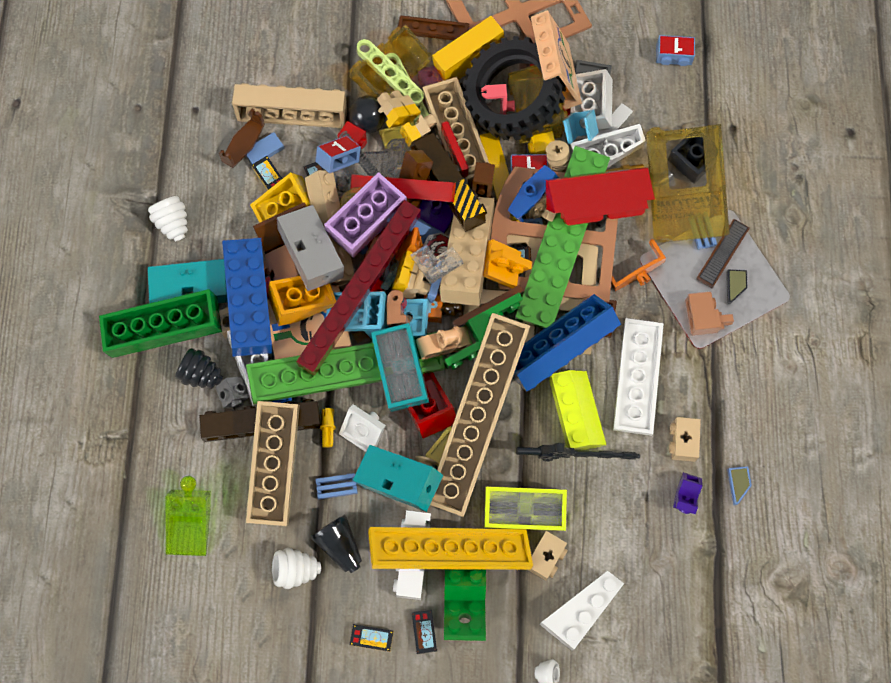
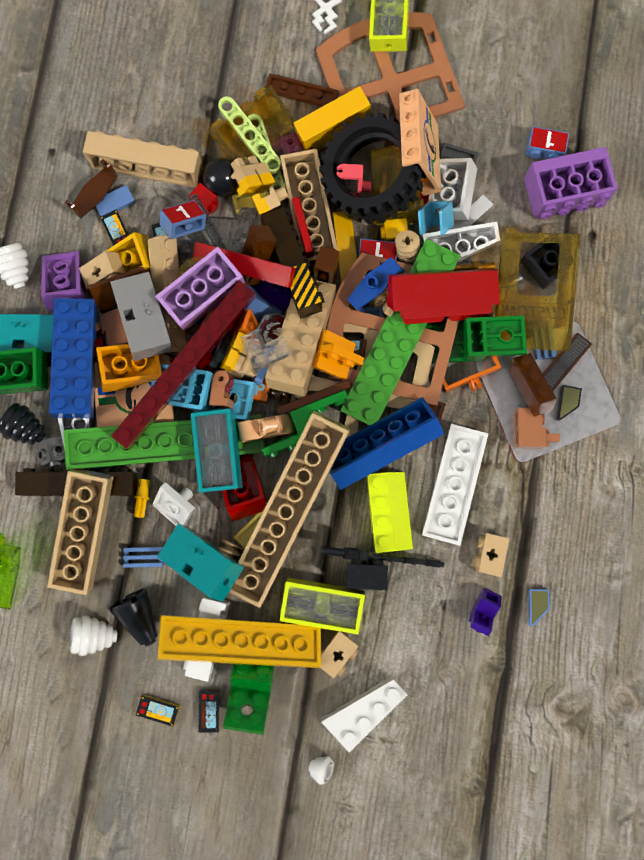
camera: 10 degrees right, 10 degrees up
(220, 223) = (61, 278): none -> medium lavender slope
(260, 210) = (101, 268): none -> tan brick
(565, 472) = (367, 576): none -> black brick
(643, 232) = (482, 338): none -> green bracket
(698, 270) = (532, 384): none -> reddish brown brick
(703, 82) = (570, 183): none -> medium lavender brick

